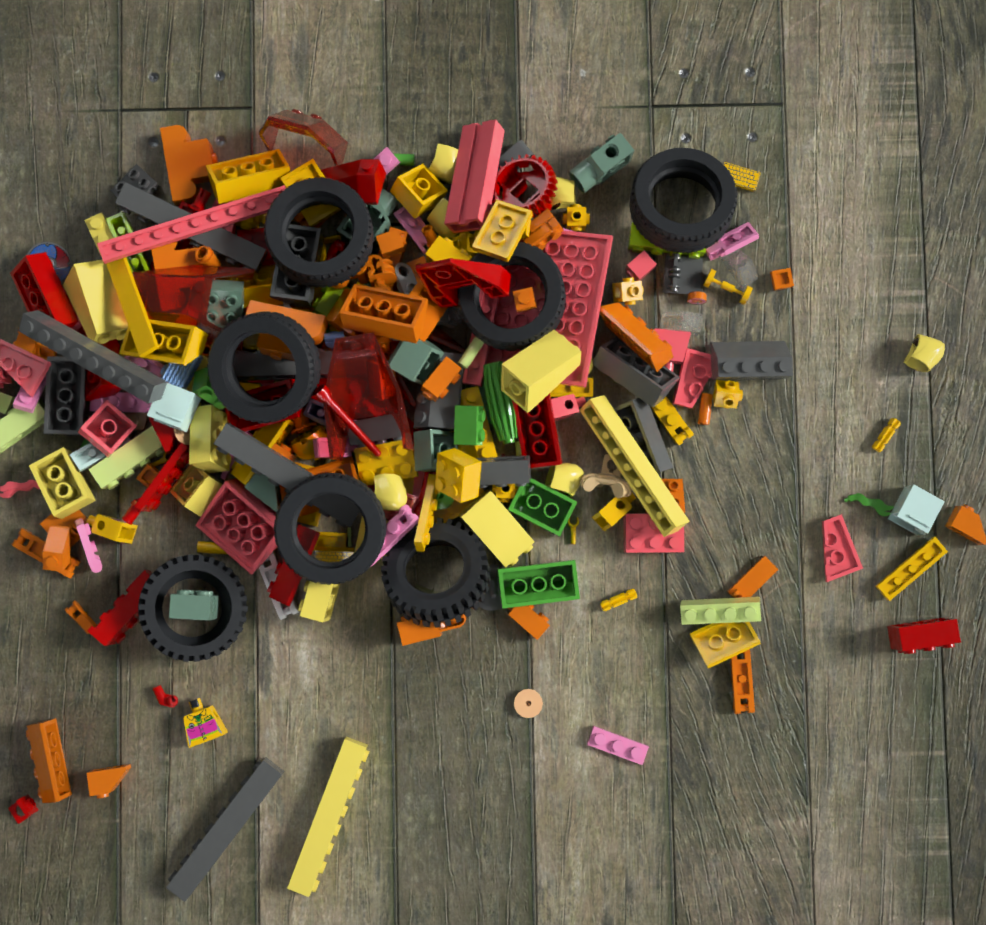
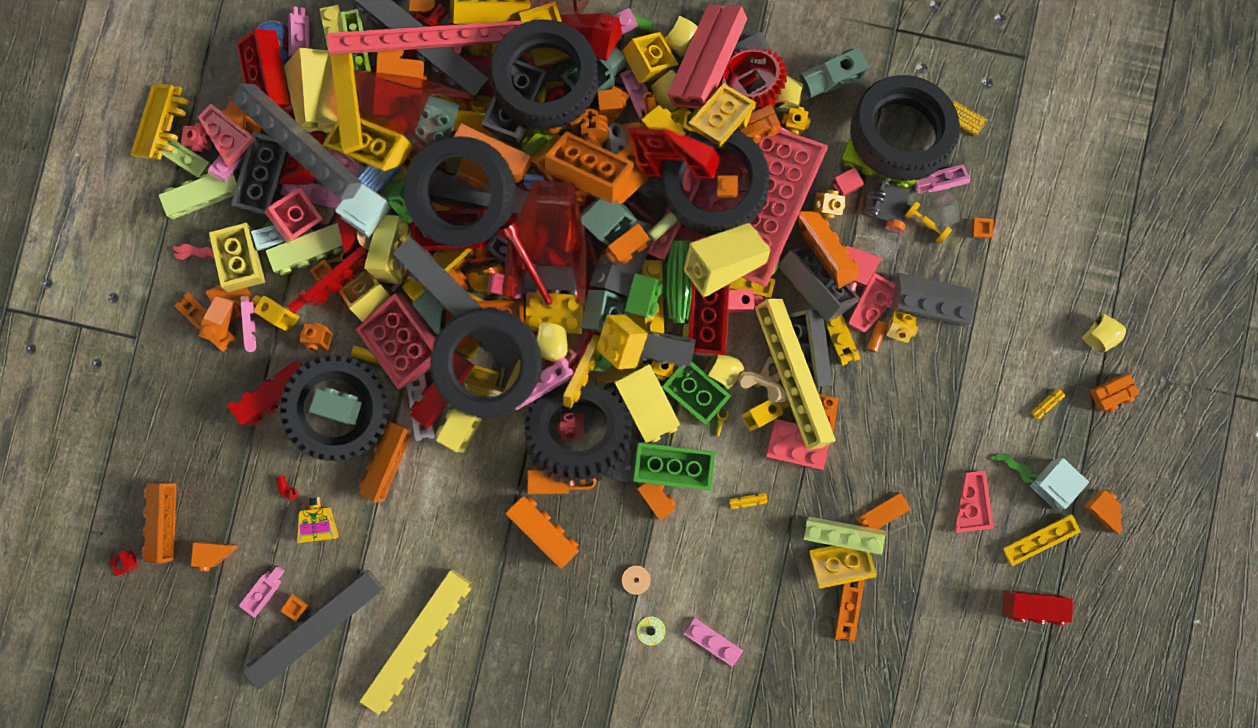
camera: 10 degrees right, 0 degrees up
(68, 246) = (298, 30): none -> bright pink hinge
(83, 619) = (225, 394): orange bar -> none
(158, 542) = (316, 337): none -> orange brick
(165, 804) = (262, 592): none -> bright pink hinge
(201, 812) = (294, 607): none -> orange plate
(206, 256) = (429, 71): orange cone -> none
(256, 648) = (385, 462): none -> orange slope
(426, 678) = (542, 531): none -> orange slope
(428, 569) = (571, 426): none -> coral brick
(554, 749) = (651, 630): none -> yellowish green piece
(947, 408) = (1114, 392): none -> orange brick

